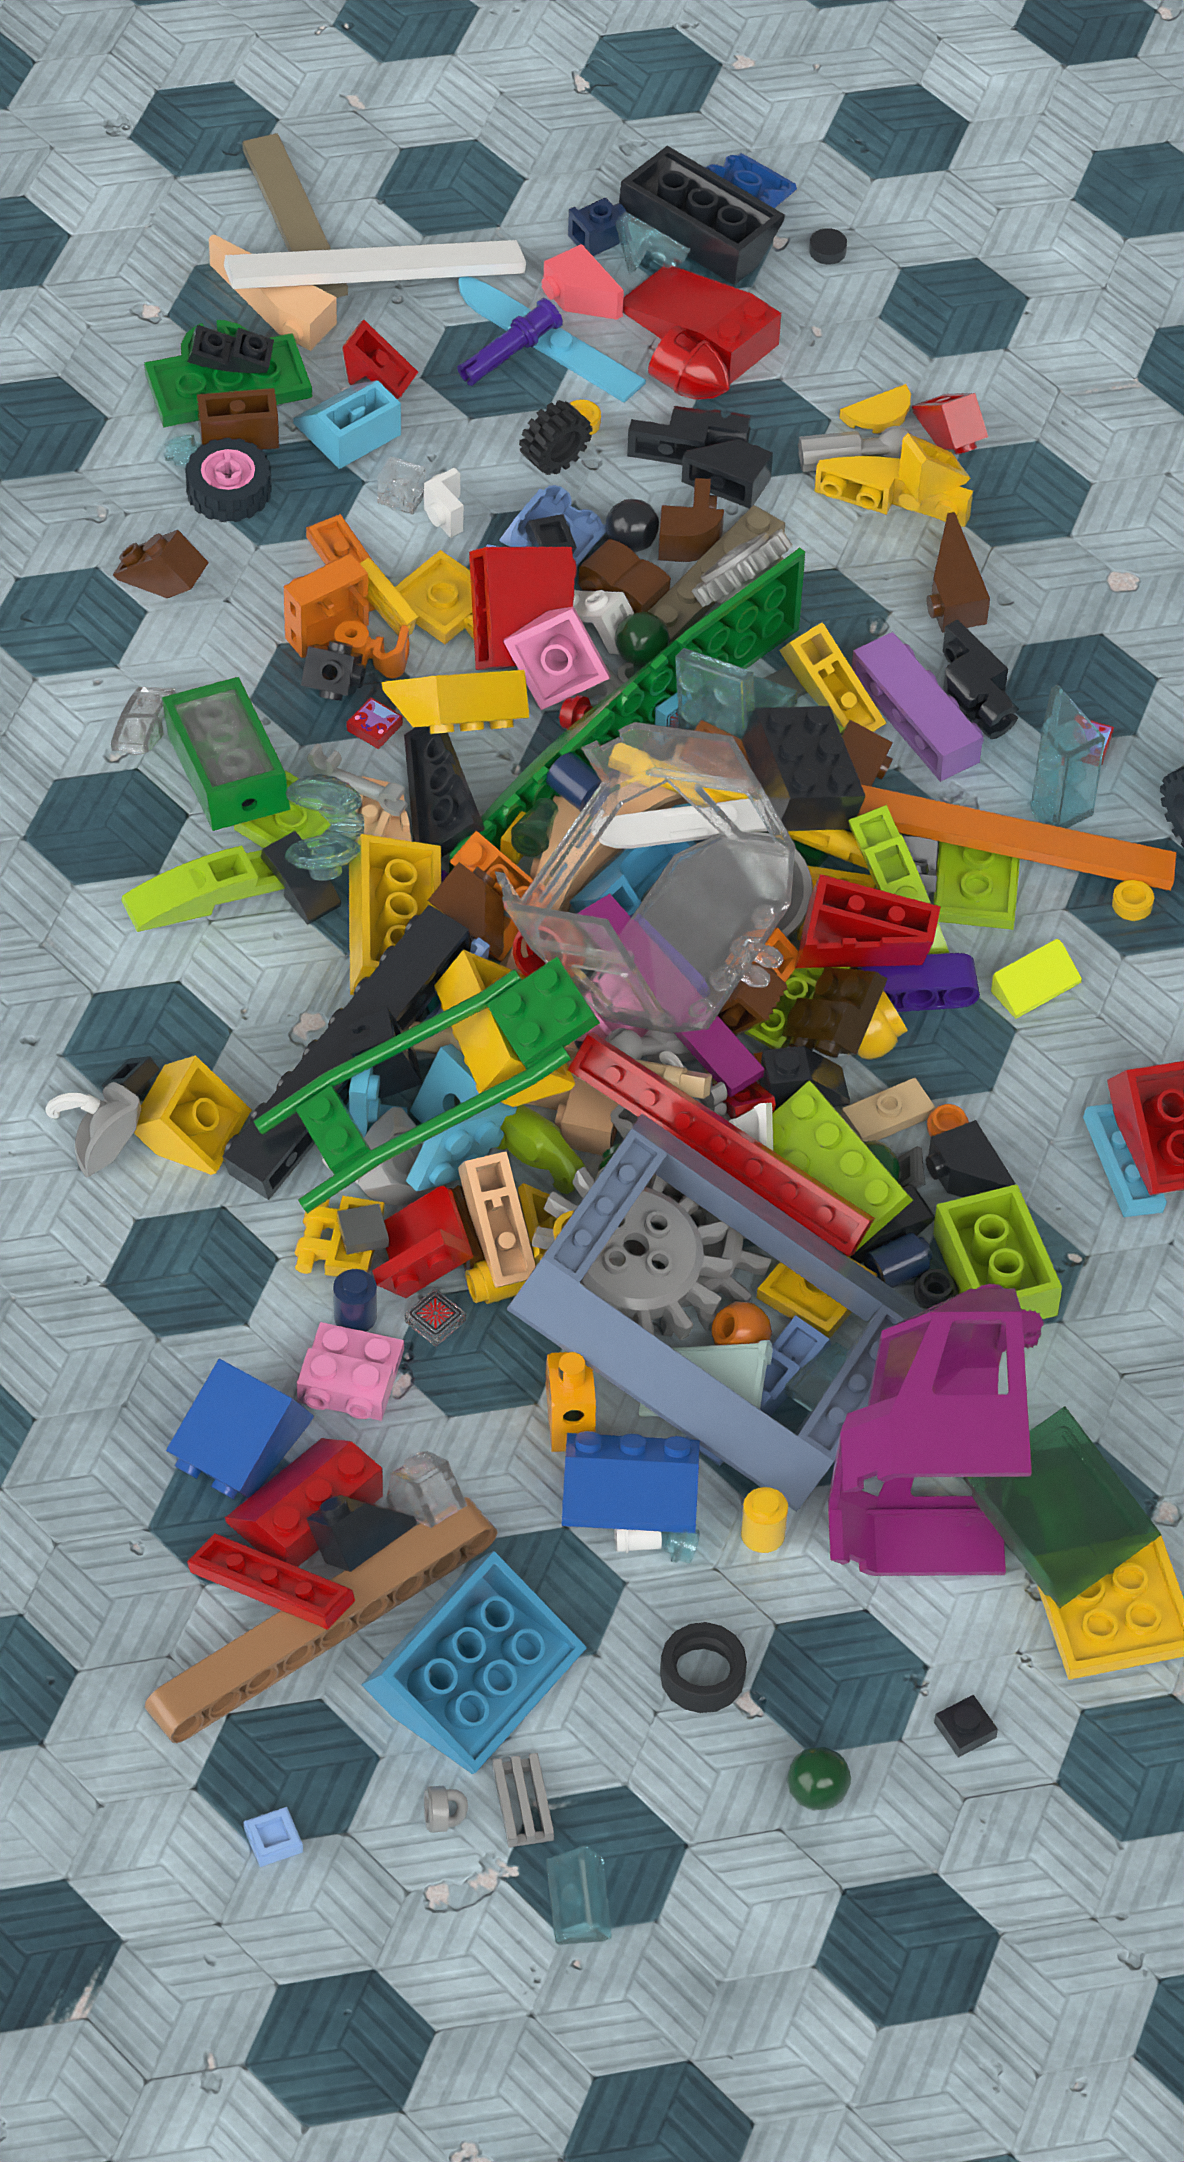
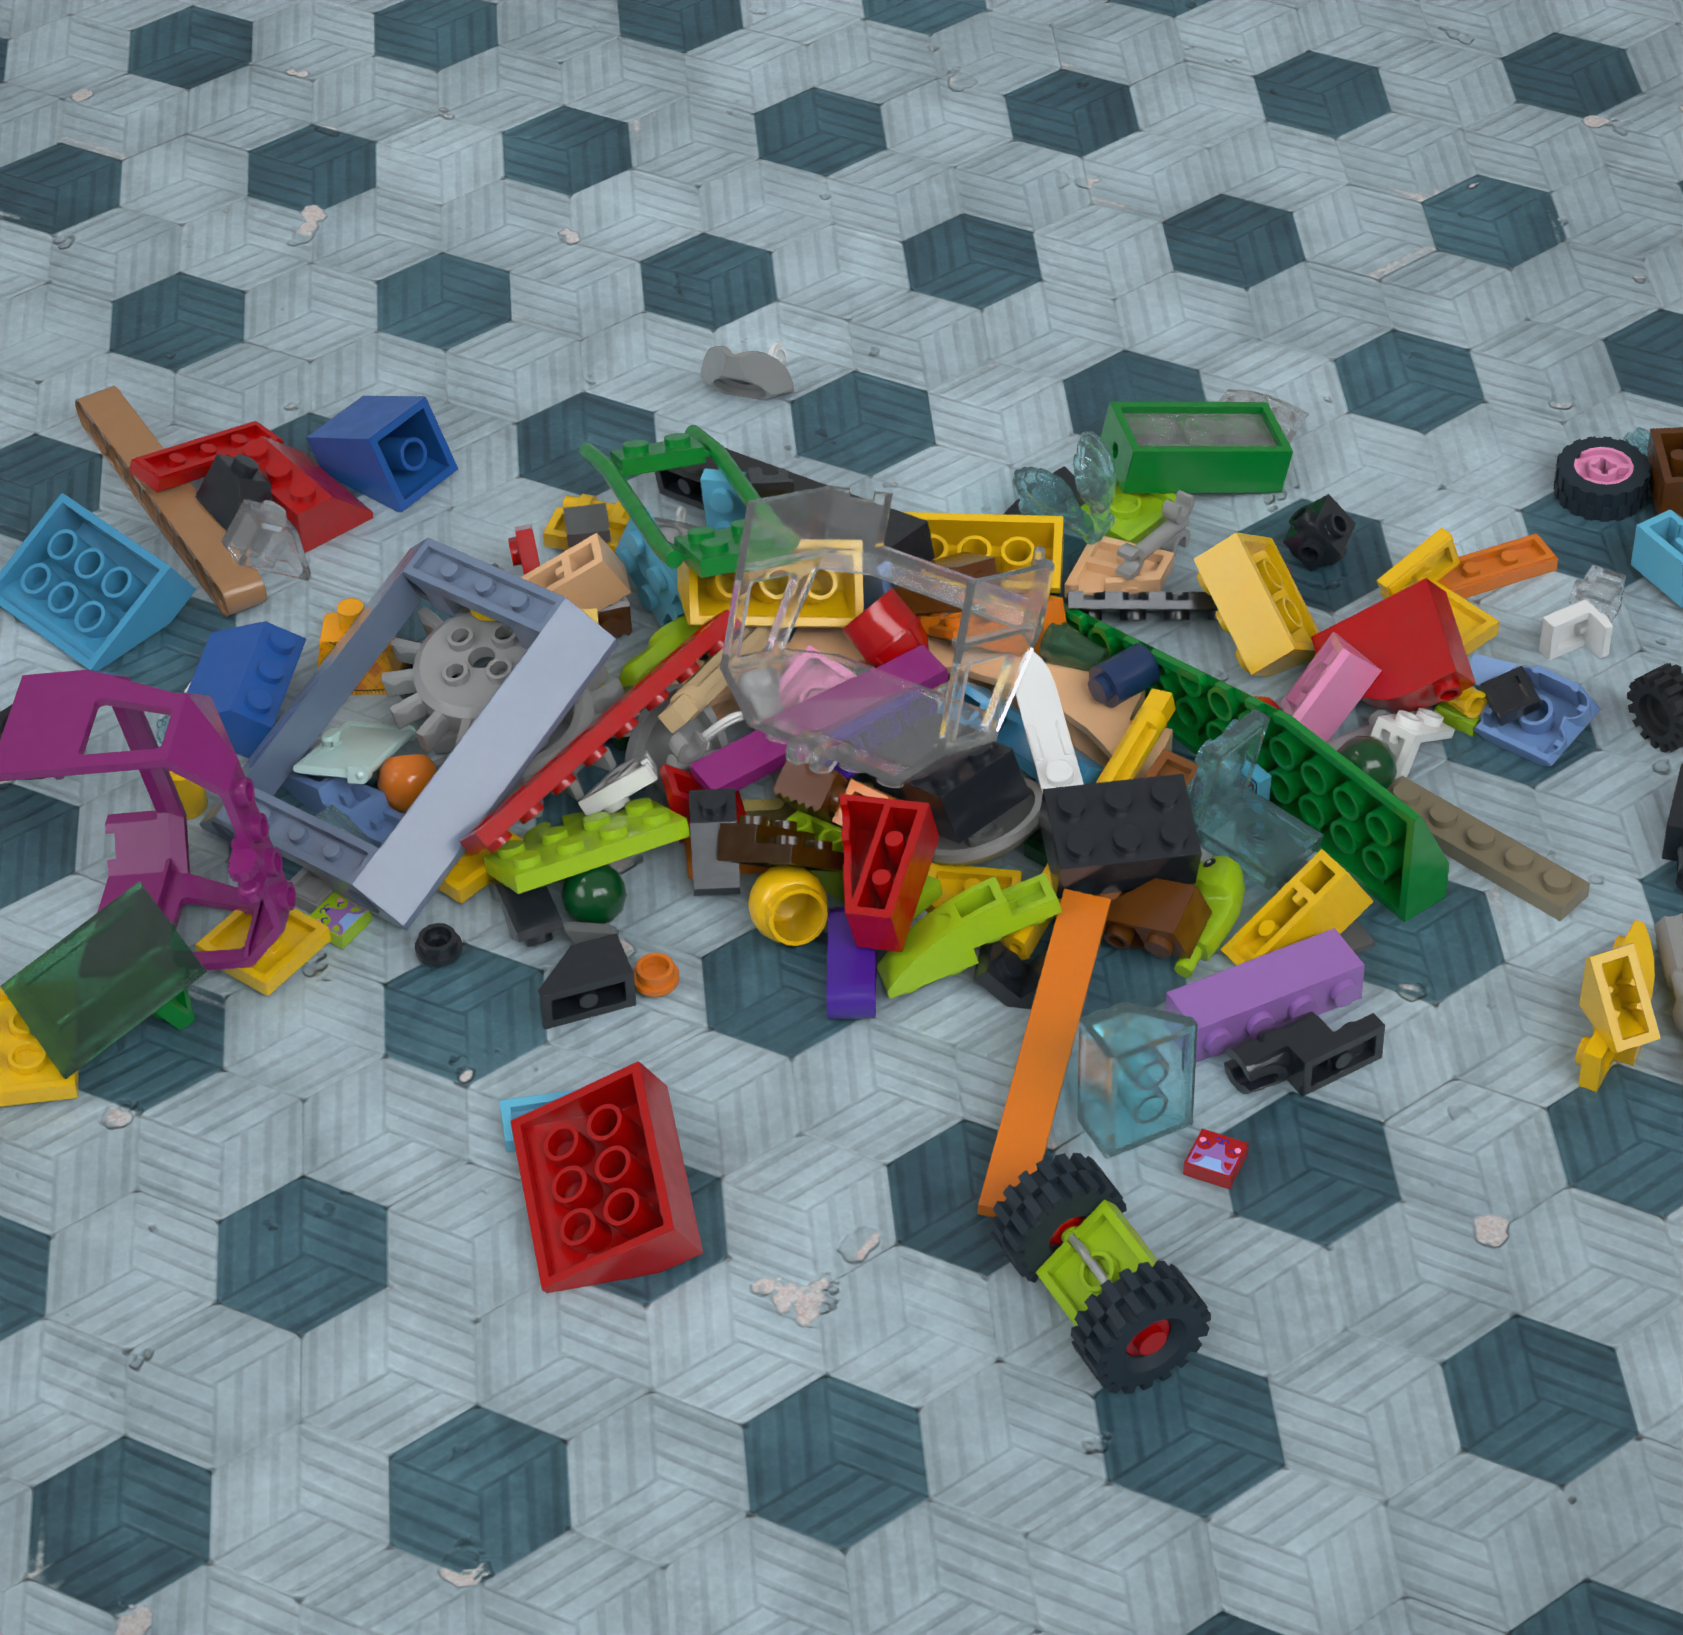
camera: 100 degrees right, 10 degrees down
(134, 1074) = (804, 397): black plate -> none
(161, 565) = (1469, 424): reddish brown slope -> none
(190, 1115) = (756, 423): yellow slope -> none
(198, 886) = (1026, 429): lime slope -> none
(323, 601) = (1405, 512): orange piece -> none
(349, 1371) = (438, 514): bright pink plate -> none
(355, 1300) = (505, 513): dark blue brick -> none
(389, 664) = (1362, 568): orange leg -> none
(621, 570) = (1460, 761): reddish brown brick -> none
(632, 524) = (1540, 769): black piece -> none
(690, 531) = (1551, 830): reddish brown brick -> none
(735, 469) = (1638, 866): black slope -> none
(741, 567) = (1444, 816): light grey gear -> none
(889, 1111) = (684, 932): tan plate -> none
(899, 1259) = (475, 912): dark blue brick -> none
(957, 583) = (1471, 1048): reddish brown slope -> none
(976, 887) = (987, 1035): lime tile -> none
(996, 1242) = (449, 979): lime brick -> none
(1035, 979) = (850, 1069): neon yellow slope -> none
(1133, 900) = (963, 1175): yellow tile -> none

